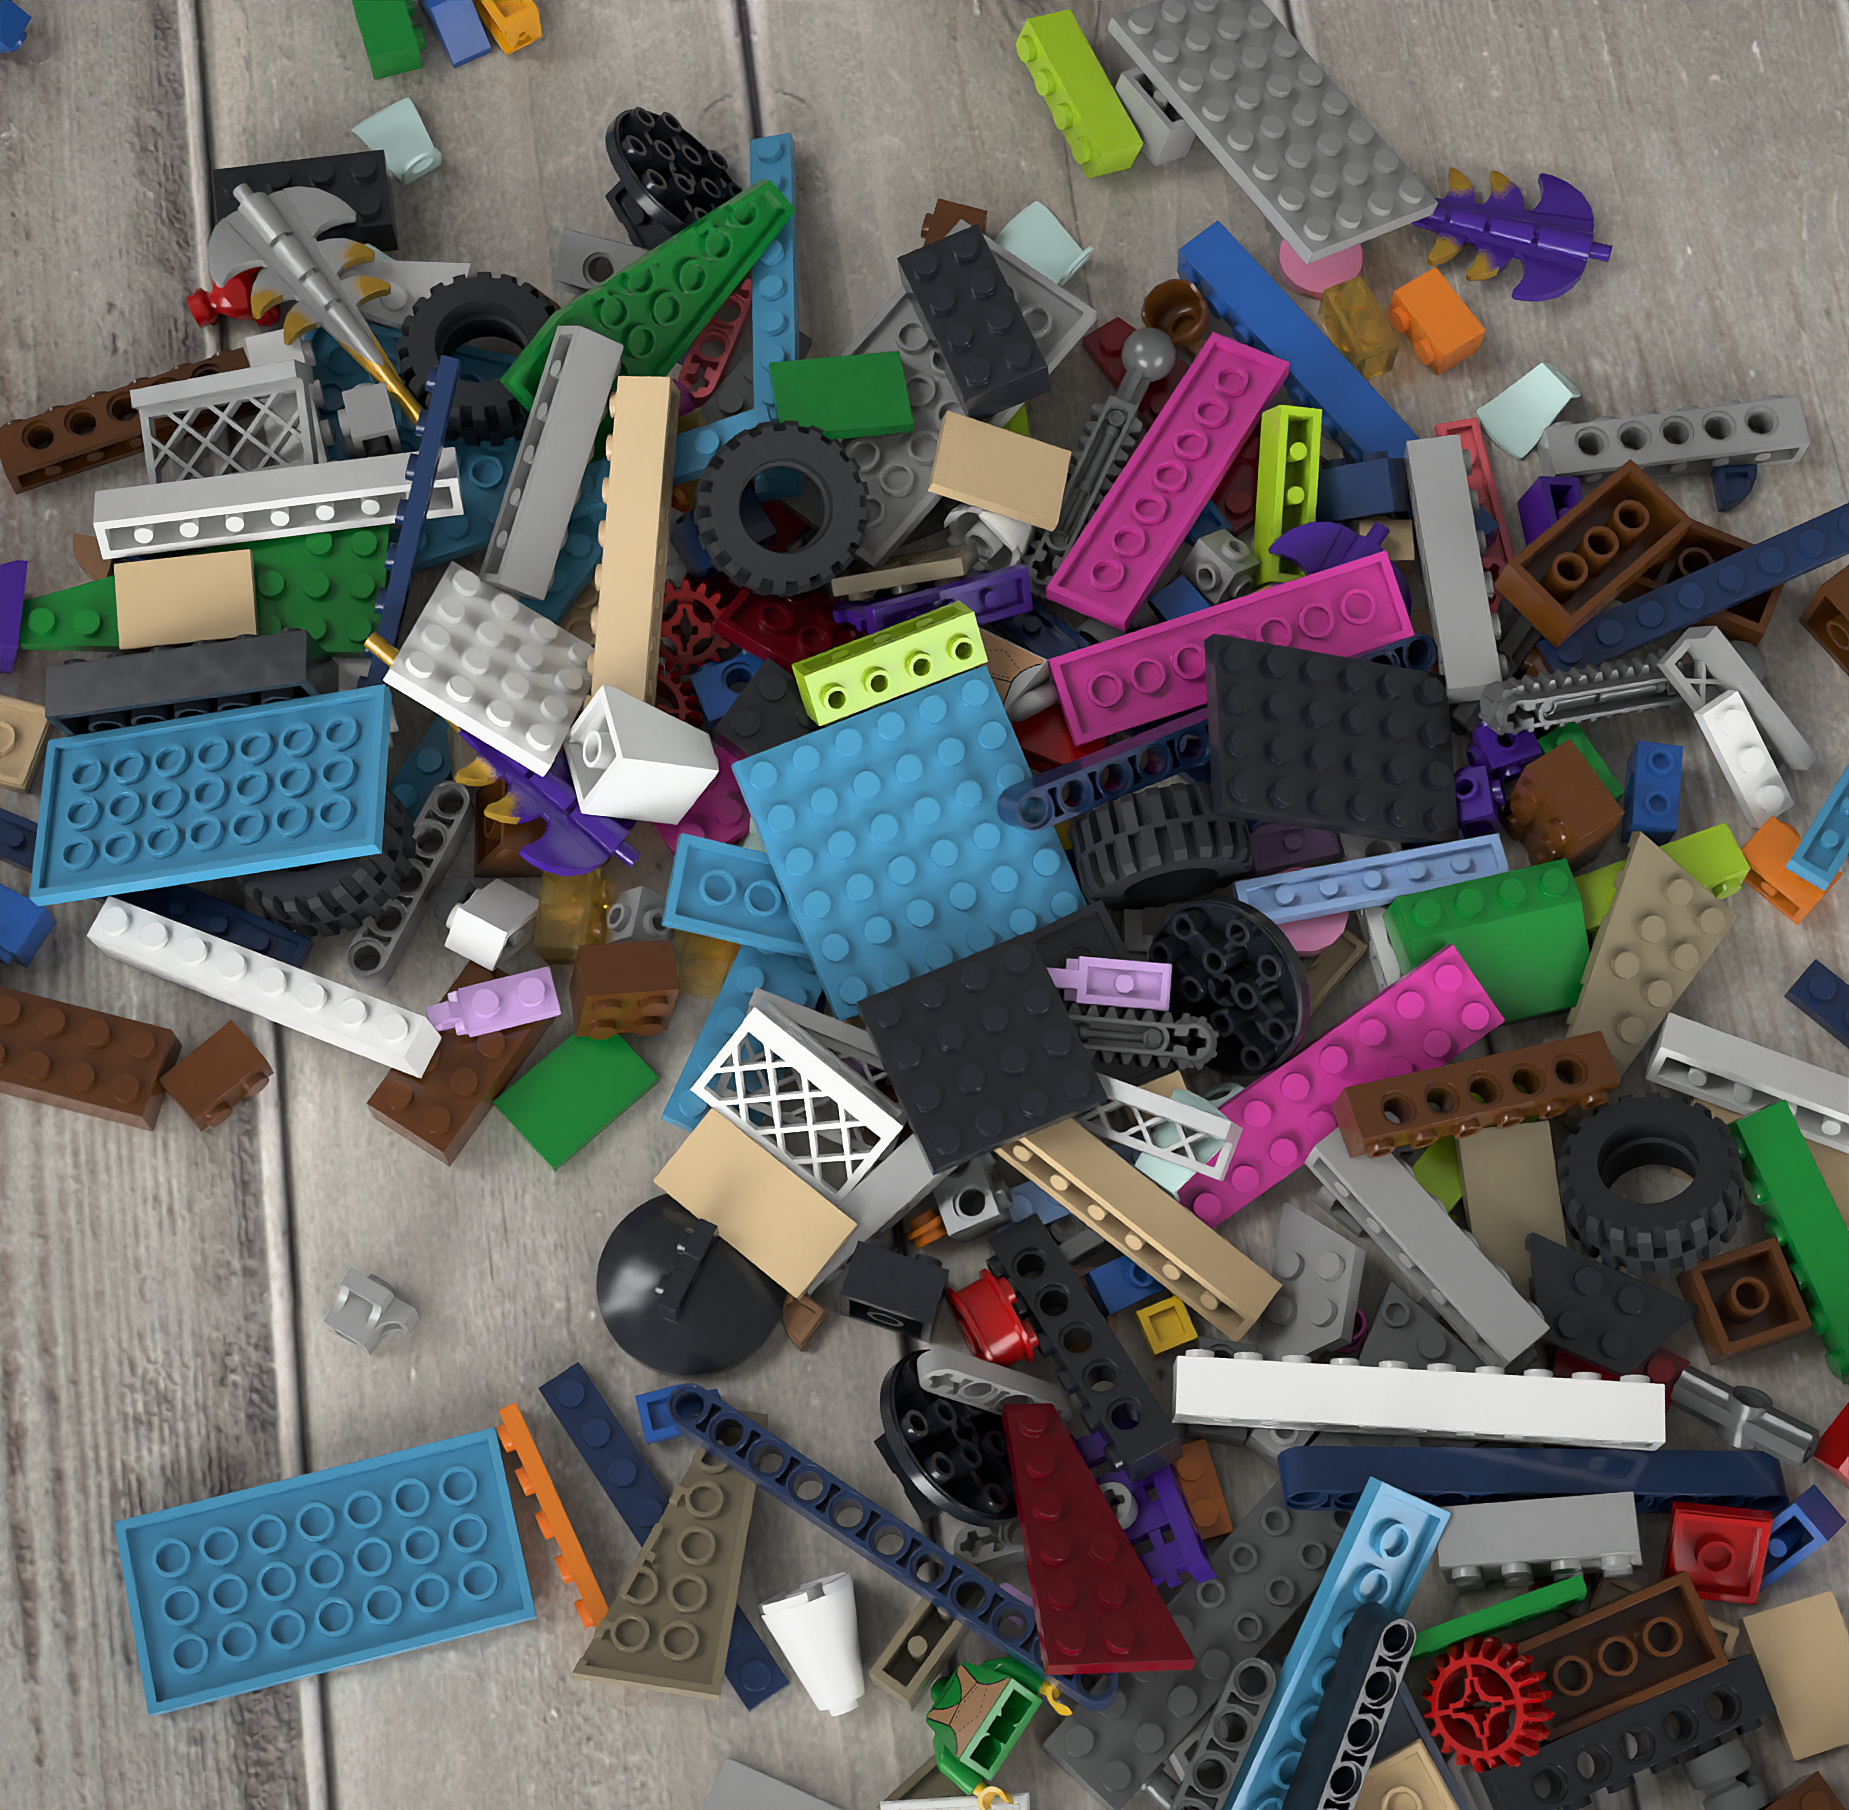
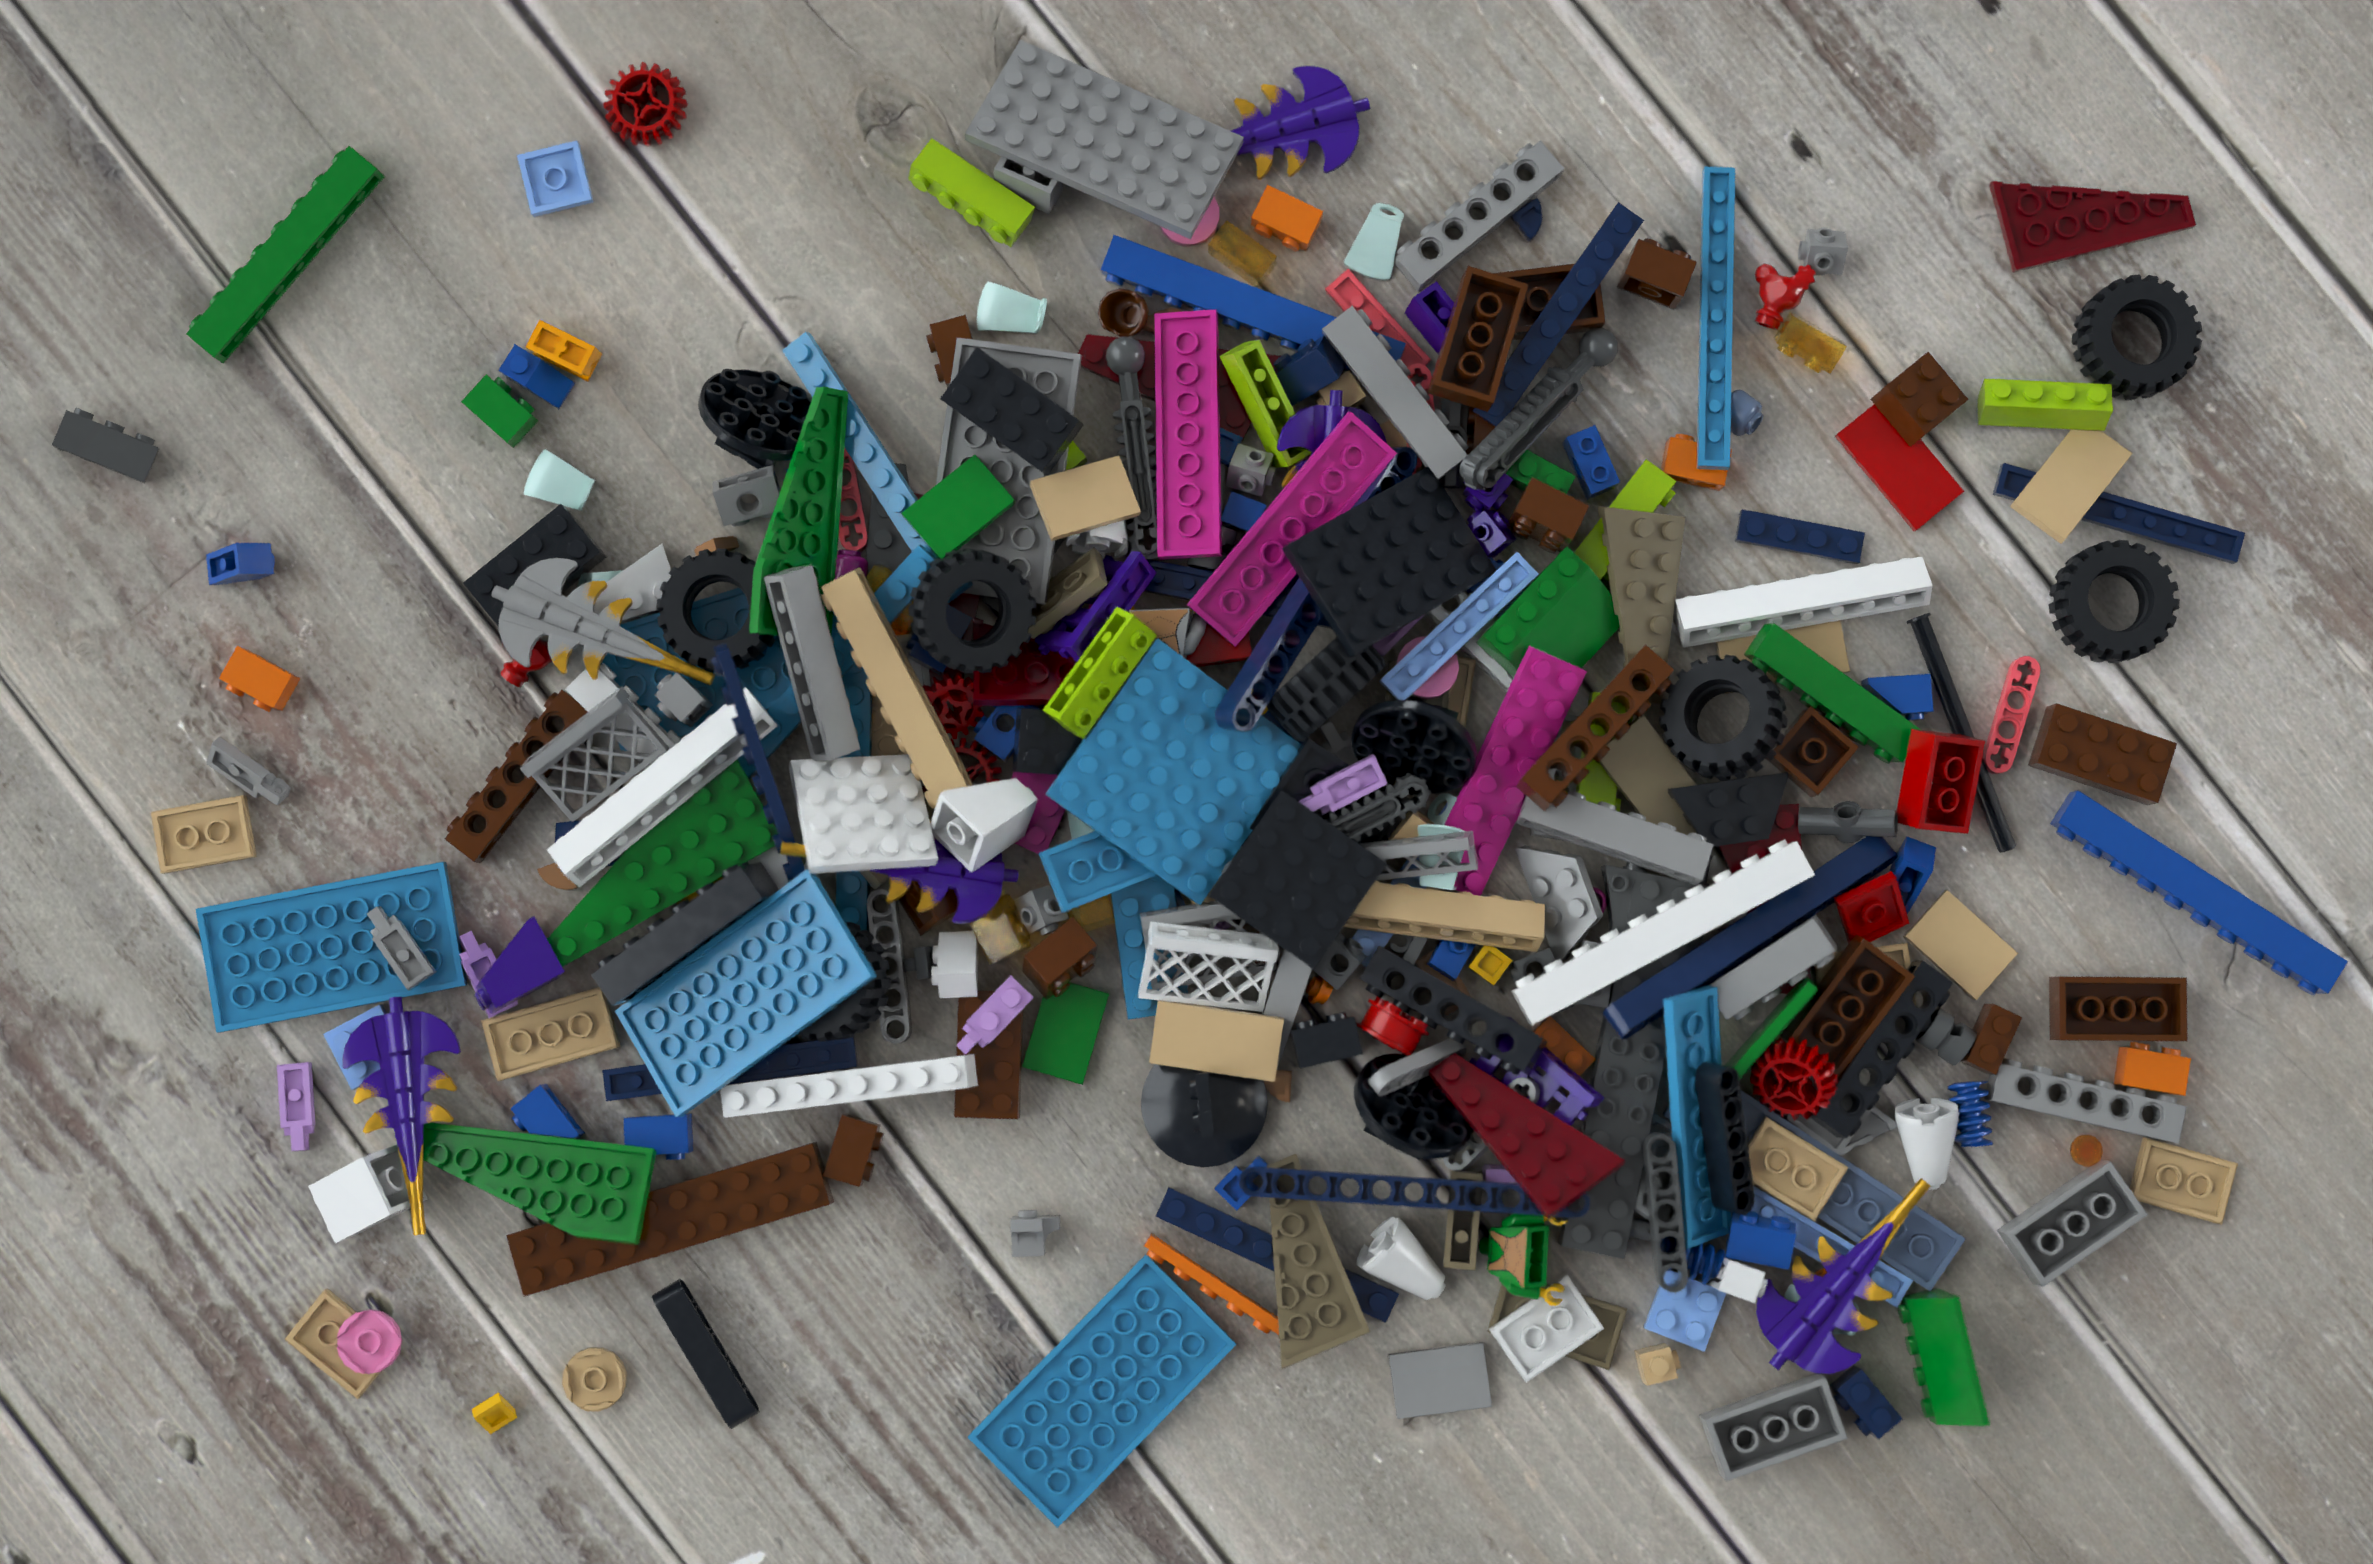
camera: 25 degrees left, 15 degrees up
(185, 600) = (647, 883): tan tile -> none
(1728, 671) = (1619, 372): light grey fence -> none
(1743, 758) = (1634, 408): white plate -> none

